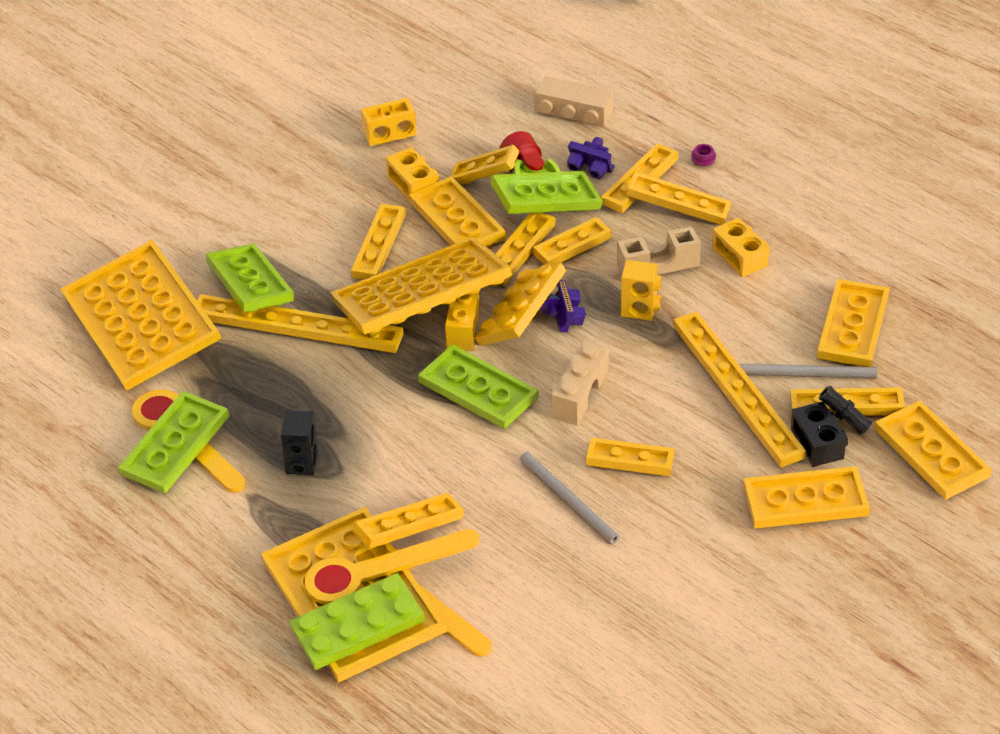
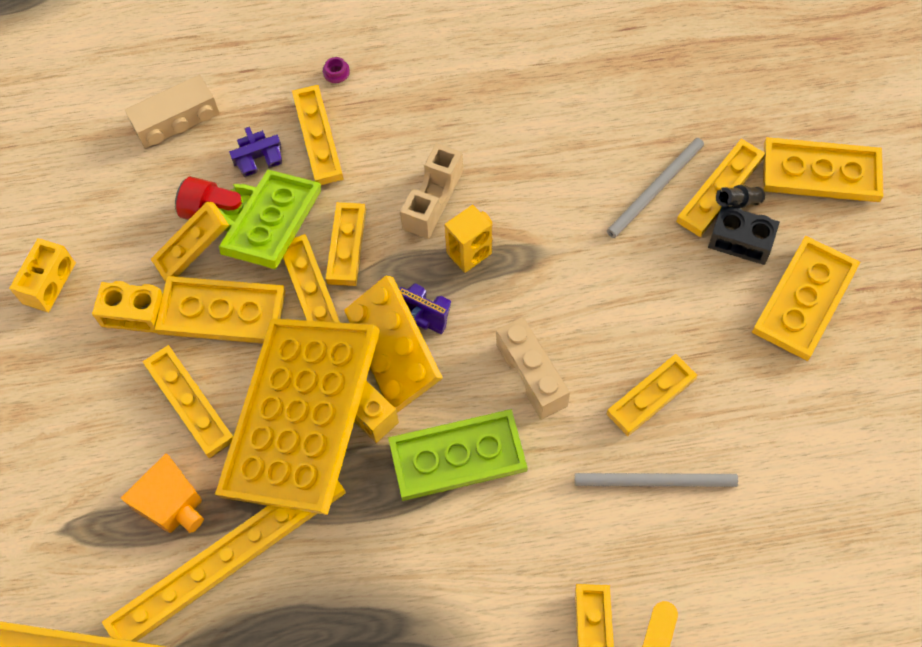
camera: 50 degrees left, 20 degrees up
(249, 277) = (127, 558): lime plate -> none
(307, 270) = (165, 497): none -> light orange torso
(678, 198) = (376, 126): yellow plate -> none
(739, 389) = (638, 251): yellow plate -> none
(740, 247) = (474, 129): yellow brick -> none
(853, 323) = (634, 116): yellow plate -> none

